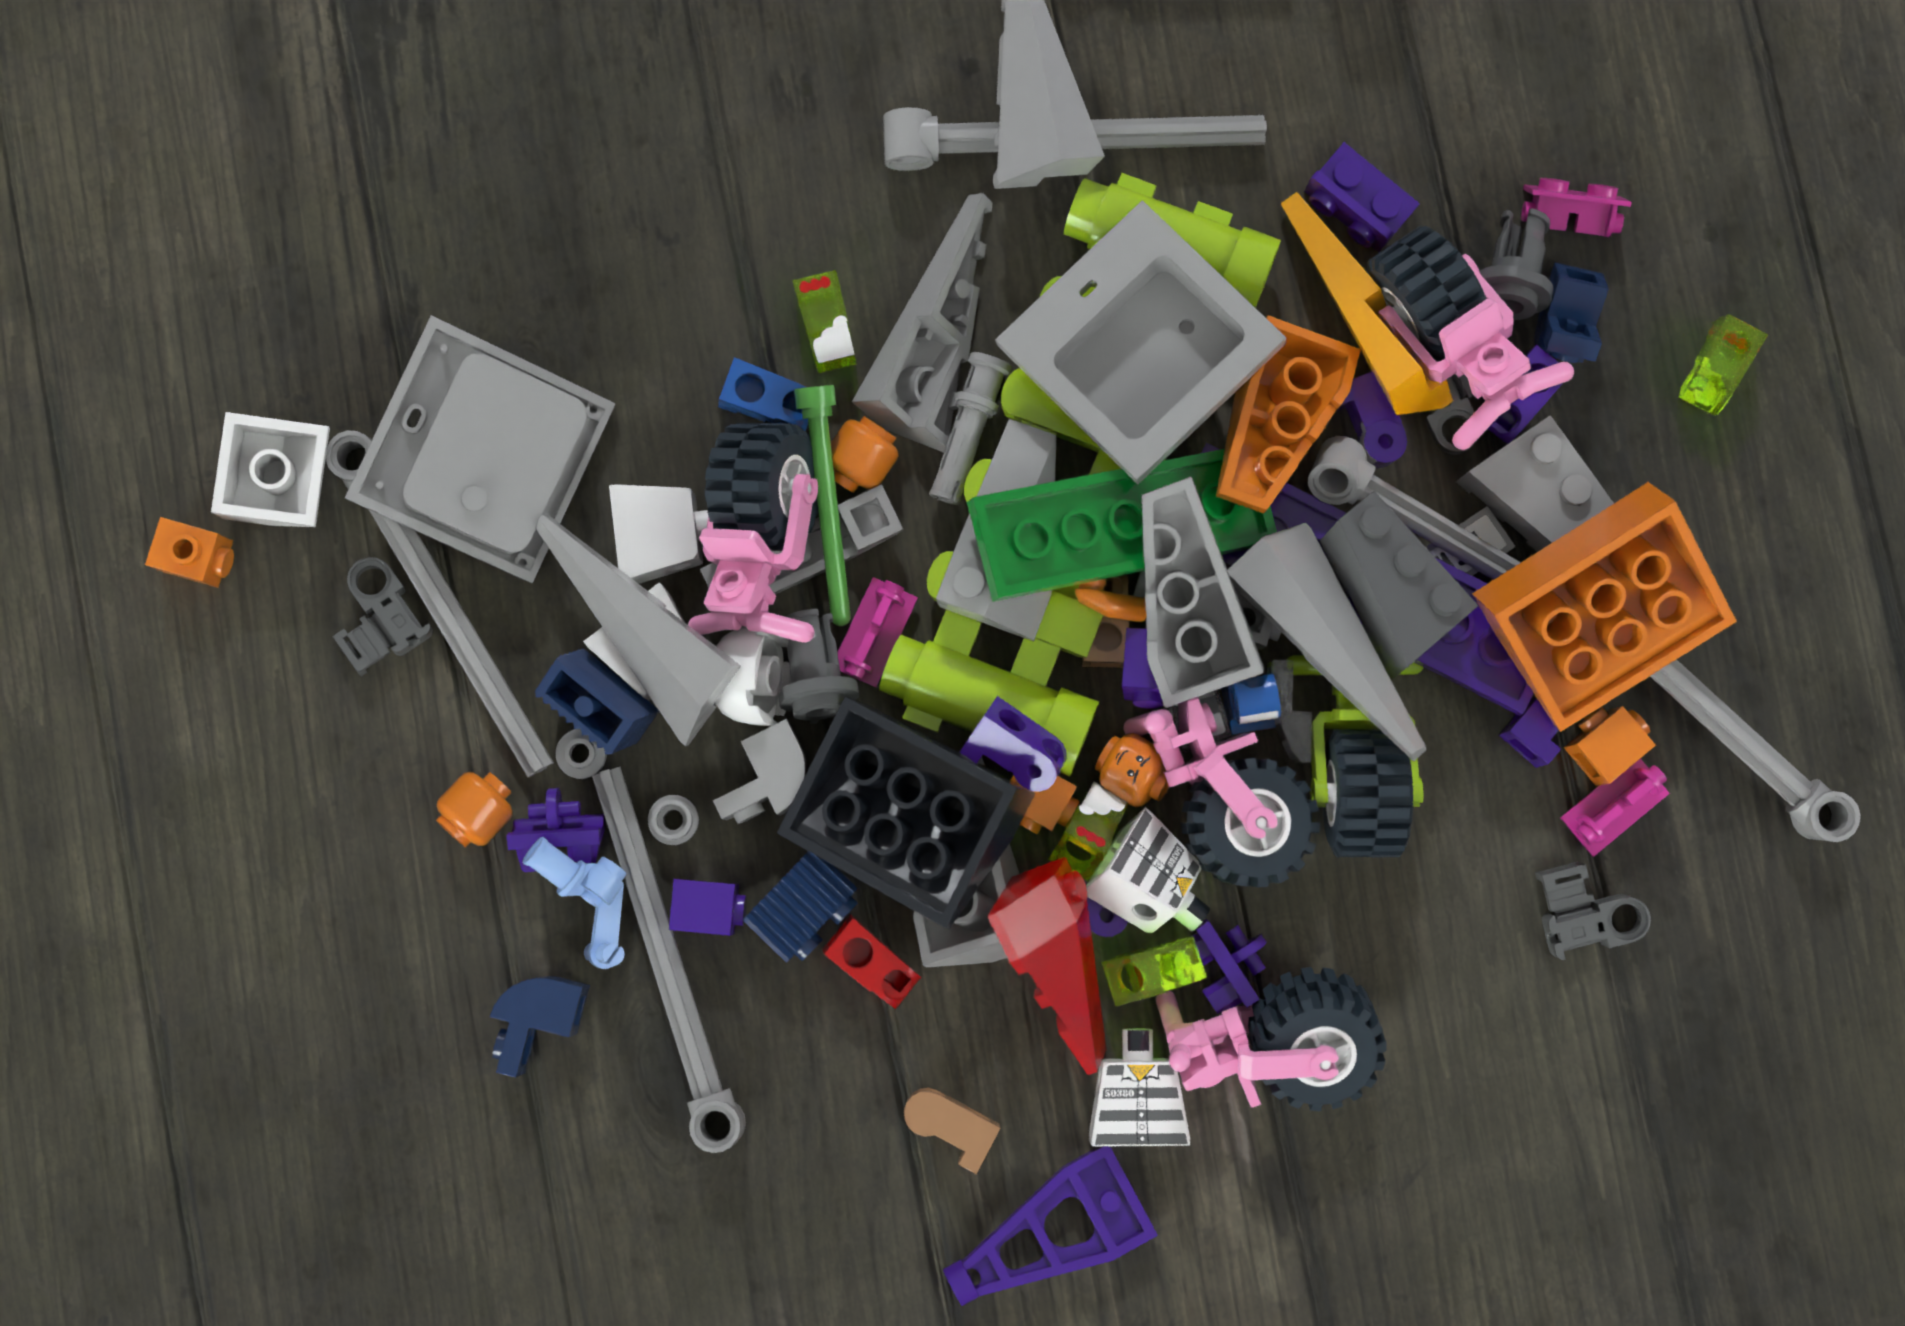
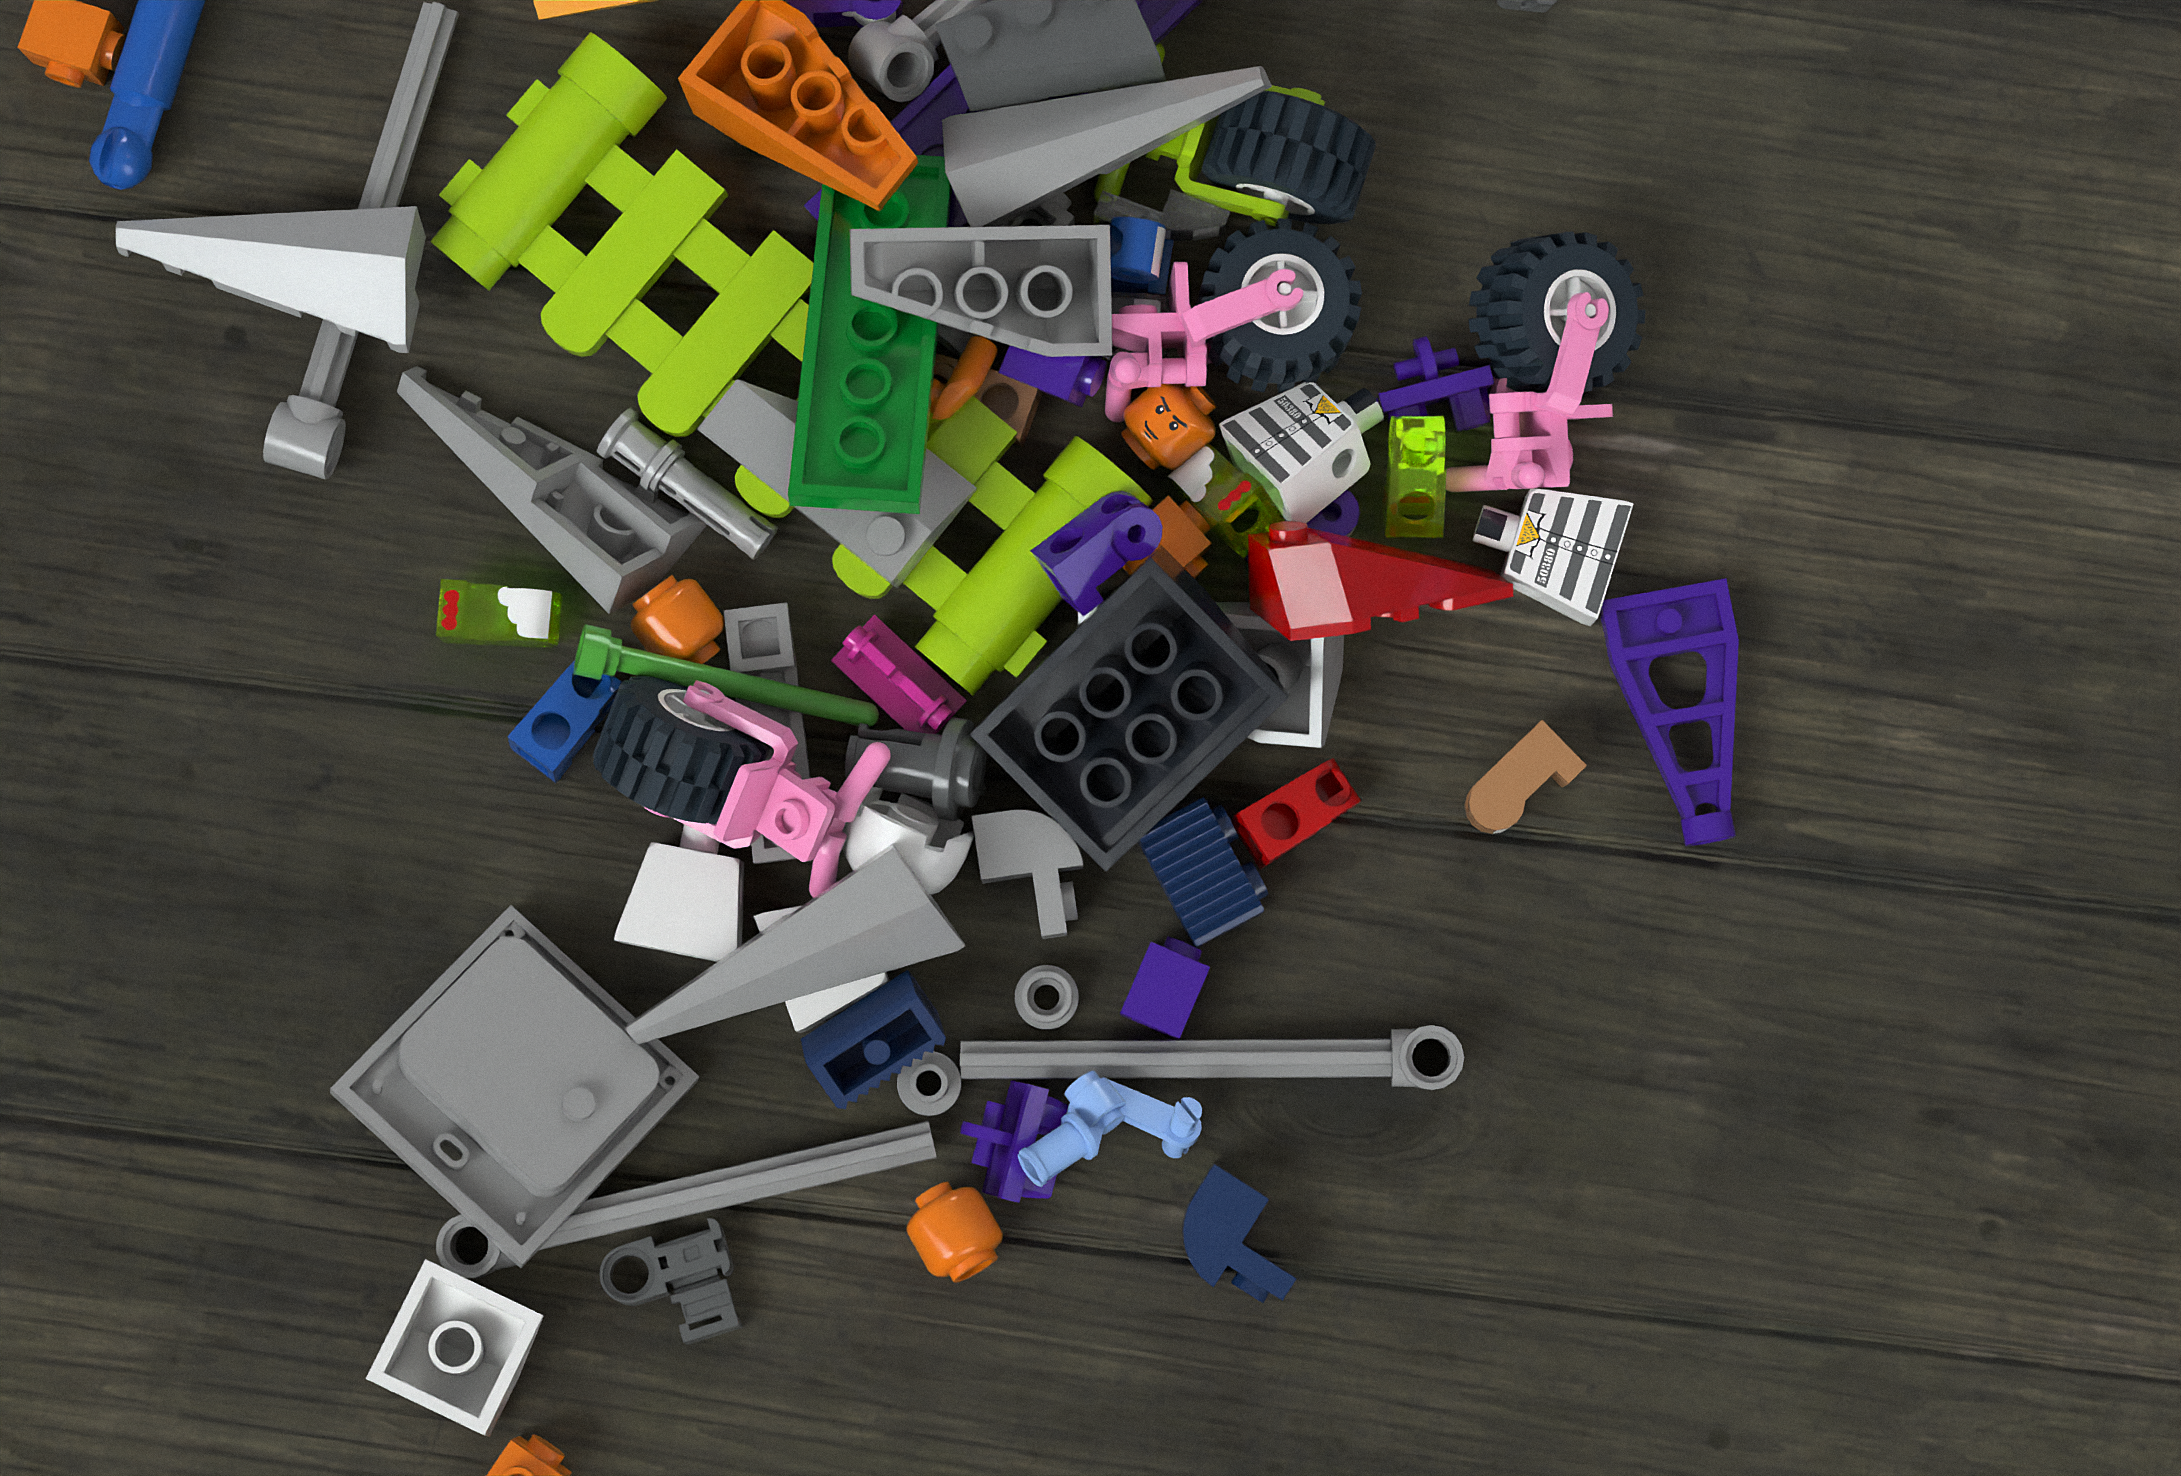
camera: 70 degrees left, 0 degrees up
(1146, 347) = (672, 232): light grey piece -> none

